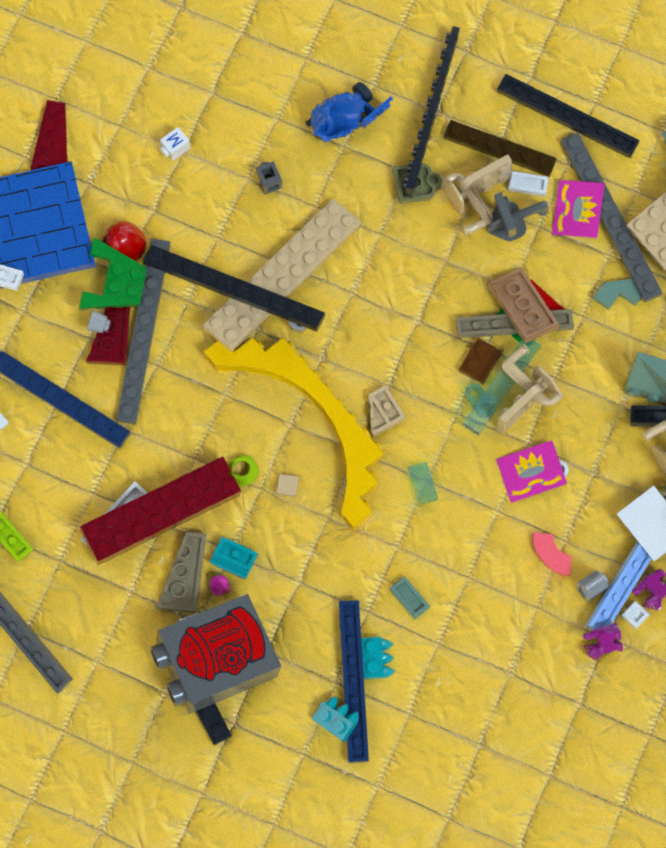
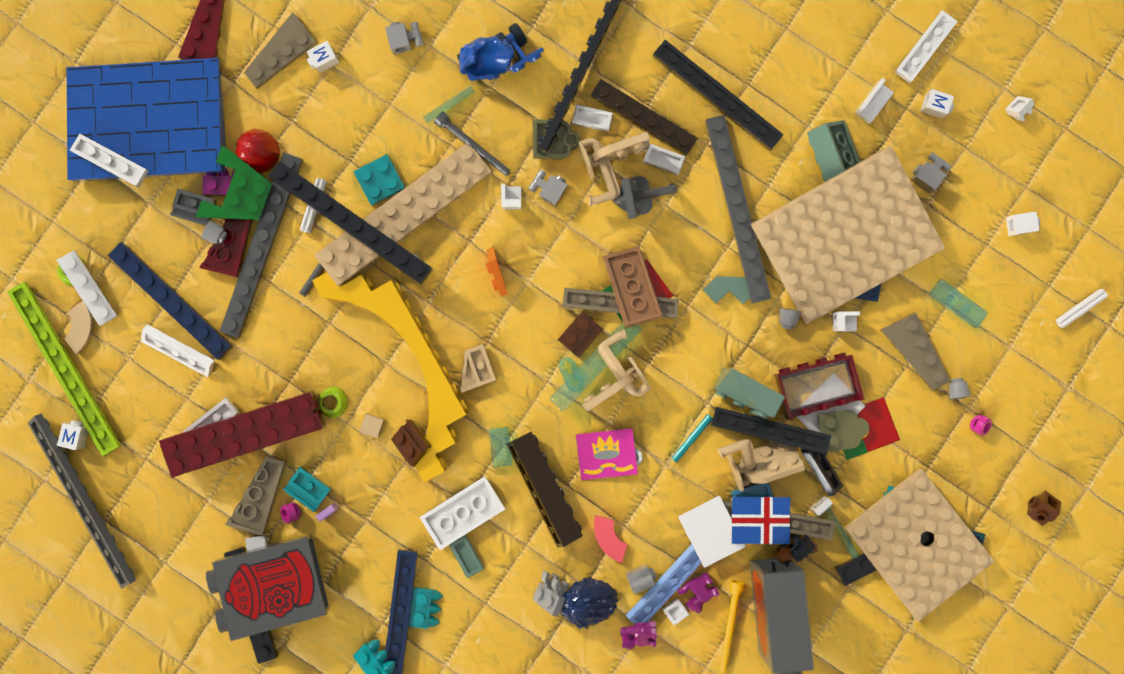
camera: 20 degrees right, 15 degrees up
(65, 306) = (187, 204): none -> dark grey plate
(77, 445) = (177, 350): none -> white plate
(91, 280) = (216, 185): none -> magenta plate
(131, 146) = (283, 49): none -> dark tan wing
(188, 292) = (310, 214): none -> white axle
(200, 355) = (309, 283): none -> dark grey bar
(248, 115) = (400, 39): none -> light grey brick
(250, 249) = (379, 180): none -> teal plate
(258, 576) = (327, 512): none -> lavender tile
(269, 170) = (405, 101): dark grey brick -> none
(305, 184) = (443, 121): none -> dark grey piece
(306, 168) = (448, 104): none -> clear light blue bar
(332, 491) = (411, 443): none -> reddish brown plate
(384, 310) = (493, 267): none -> orange wing
(385, 244) = (510, 197): none -> white panel
(397, 553) = (462, 513): none -> white plate
(424, 229) = (551, 190): none -> light grey brick
(450, 158) = (592, 118): none -> white tile
(476, 514) = (544, 489): none -> dark brown brick
(504, 617) = (550, 594): none -> light grey plate
(544, 617) = (589, 602): none -> dark blue hair
(578, 208) = (707, 195): dark pink sticker -> none
(613, 442) = (692, 437): none -> teal bar

